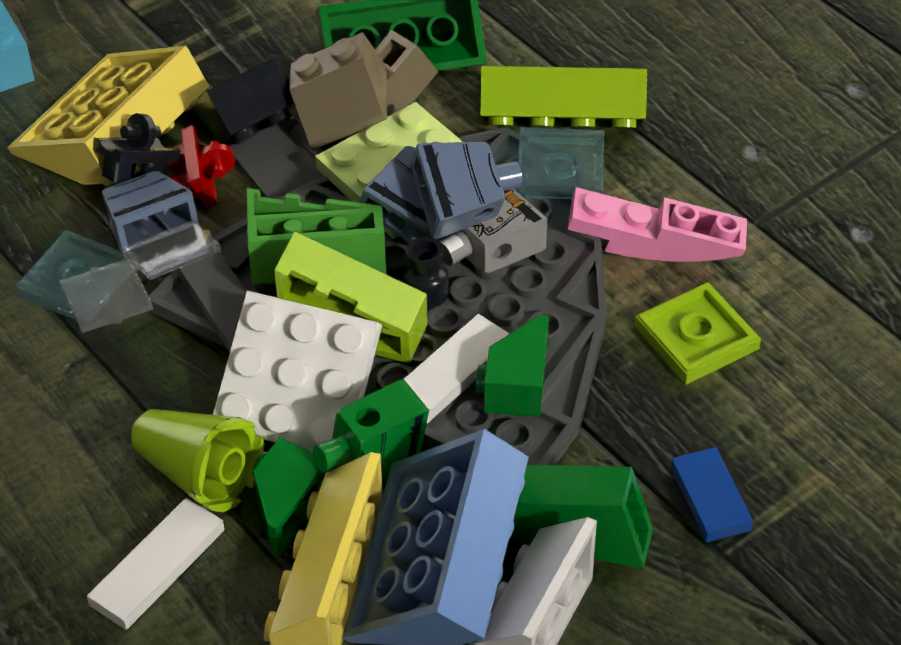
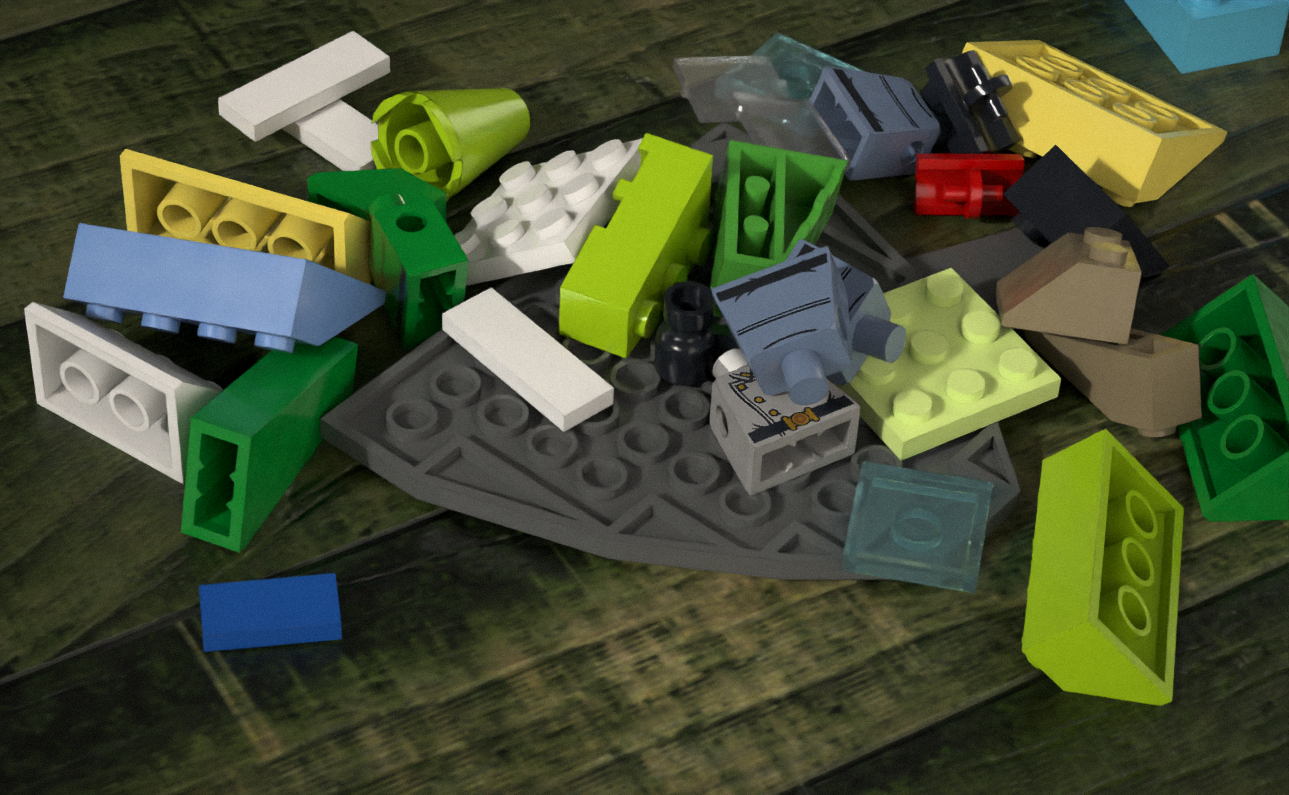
camera: 95 degrees right, 5 degrees down
(130, 568) = (304, 86): none -> white tile
(516, 371) = (496, 409): green slope -> none
(666, 234) = (779, 626): bright pink slope -> none
(697, 333) = (573, 658): lime tile -> none

